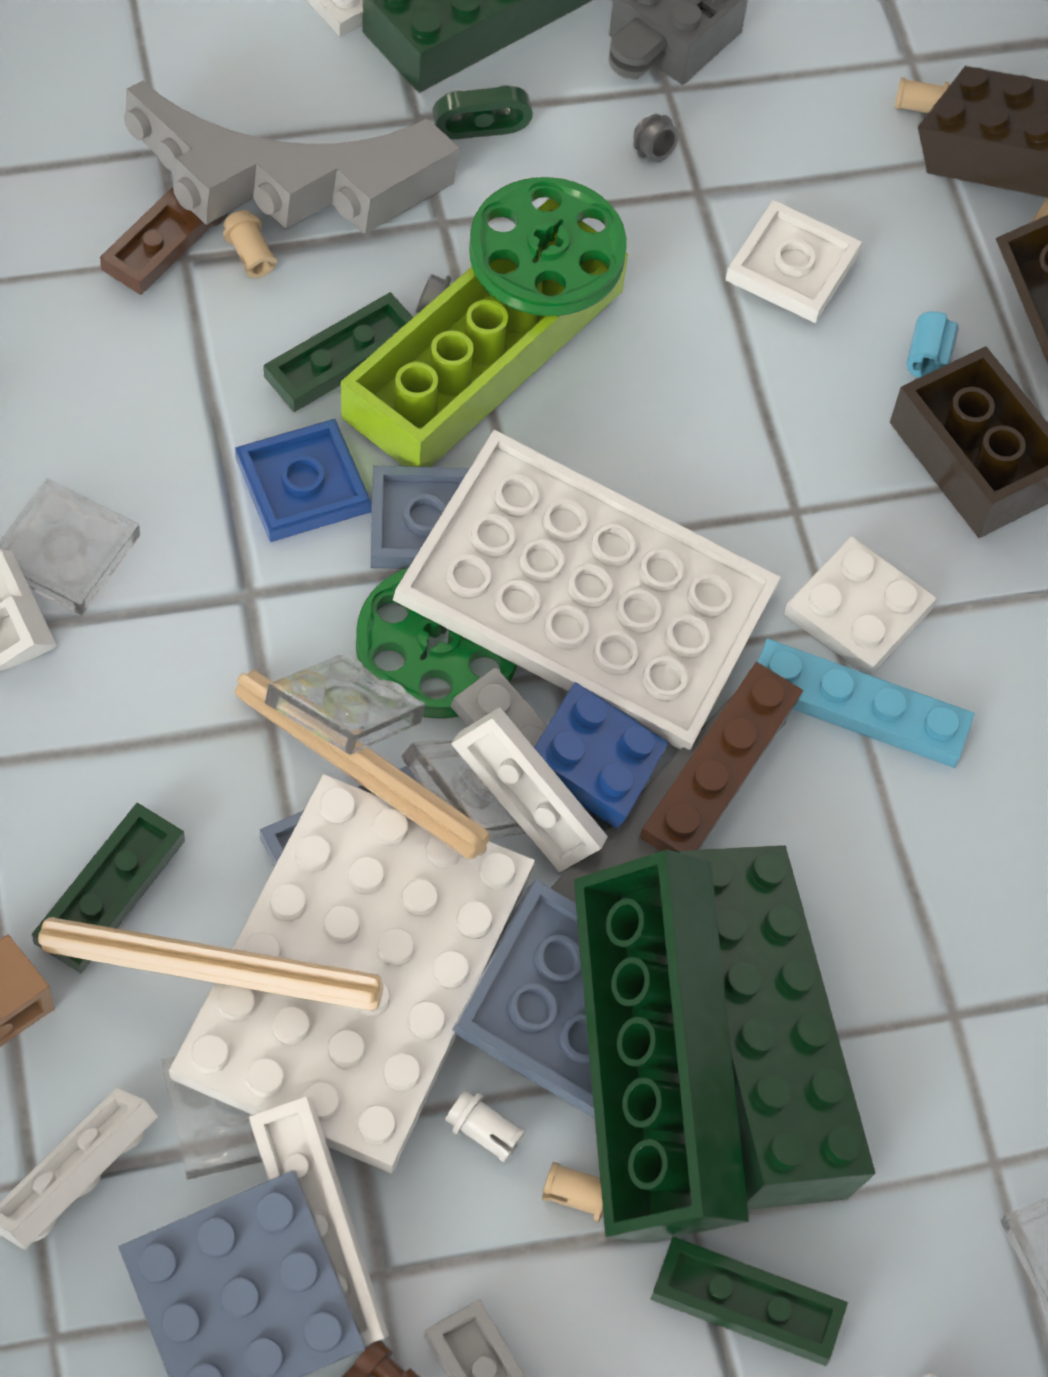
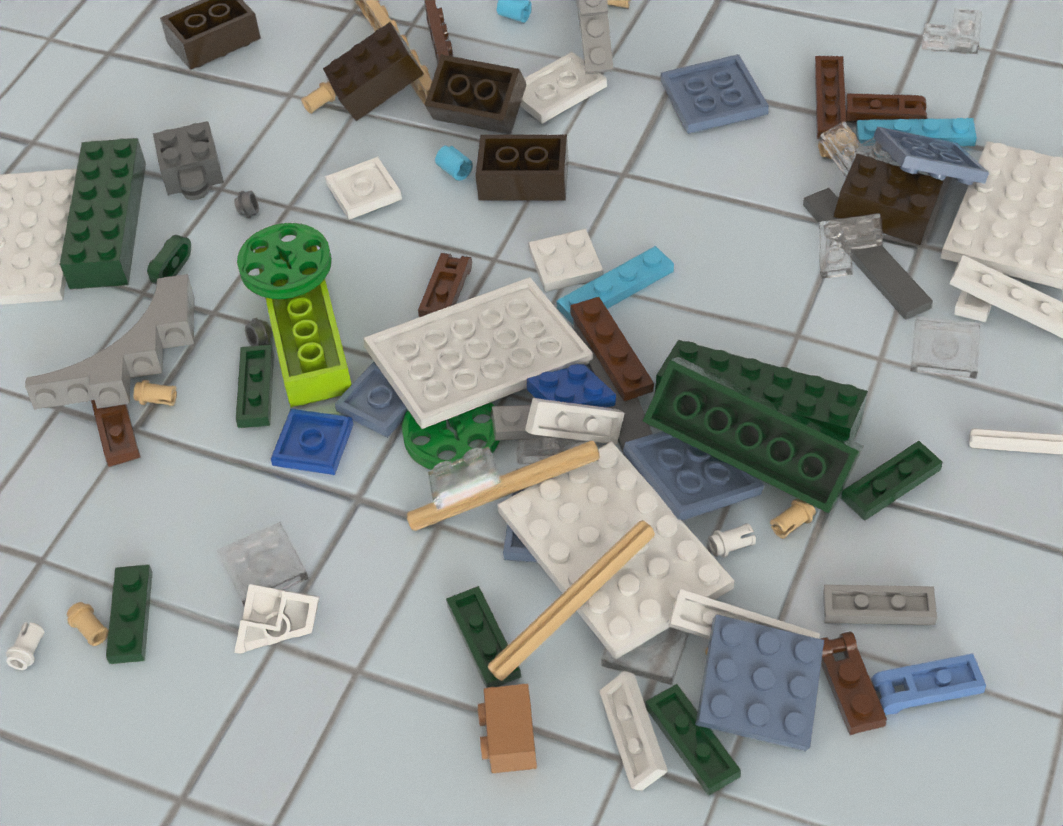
camera: 45 degrees left, 10 degrees down
(95, 1271) = (694, 744): none -> dark green plate
(690, 475) = (445, 283): none -> reddish brown plate

